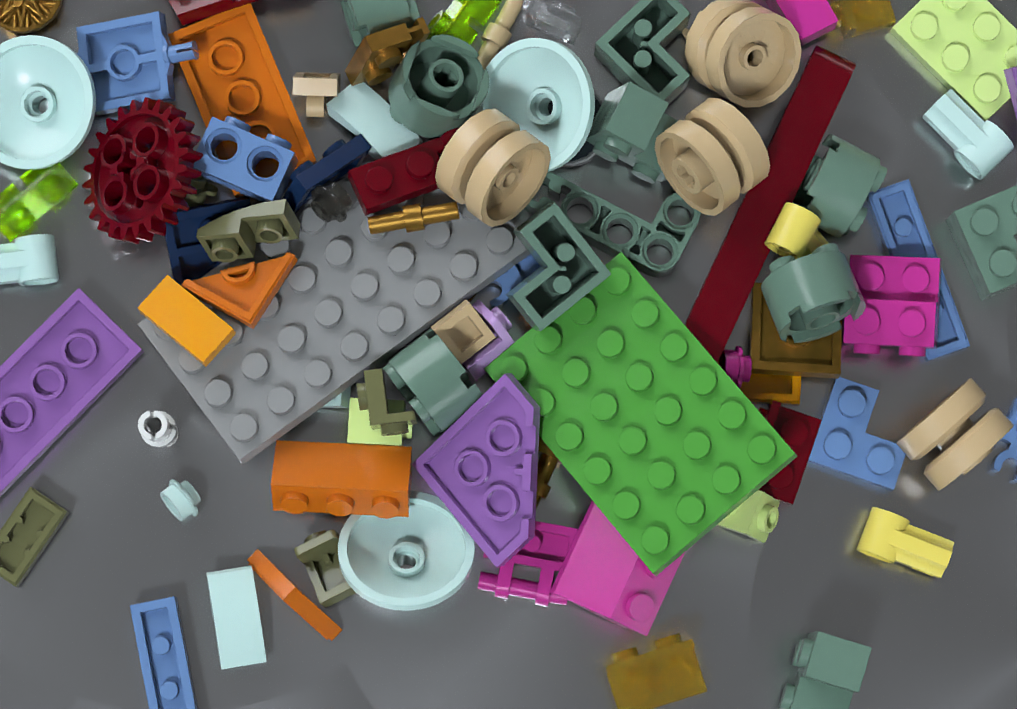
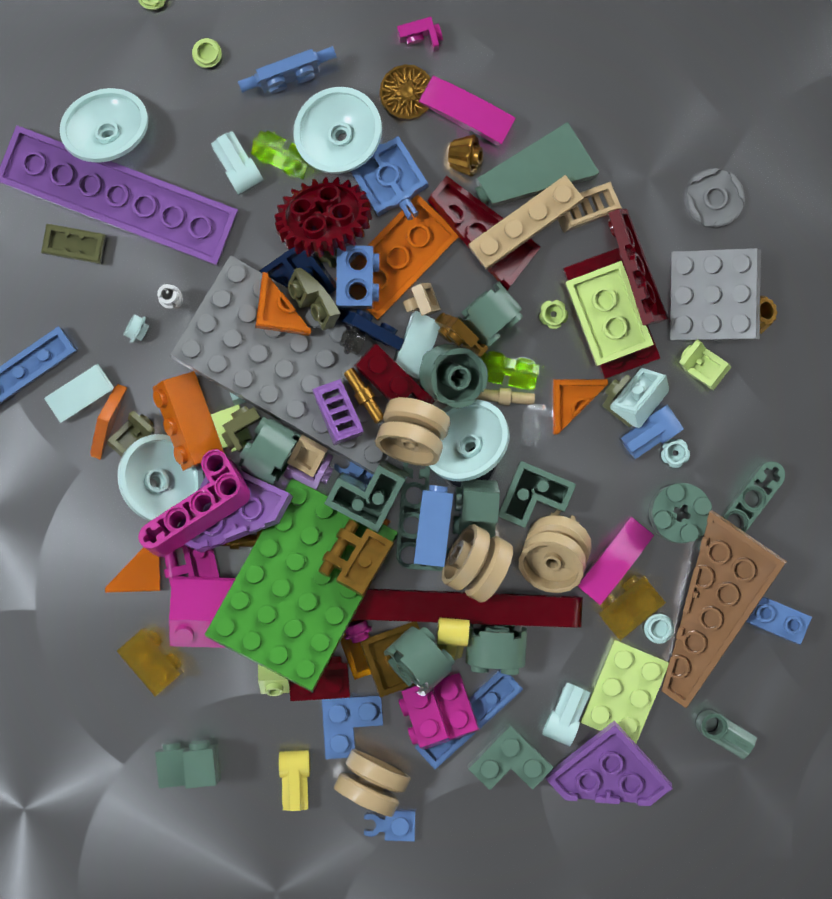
camera: 65 degrees right, 5 degrees up
(186, 320) = (242, 285): light orange tile -> none
(436, 245) = (348, 433): none -> medium lavender slope
(467, 519) = (192, 507): none -> dark pink beam
(525, 638) = (140, 574): none -> orange tile
(636, 193) = (433, 526): none -> medium blue window
(646, 309) = (364, 561): none -> pearl gold plate

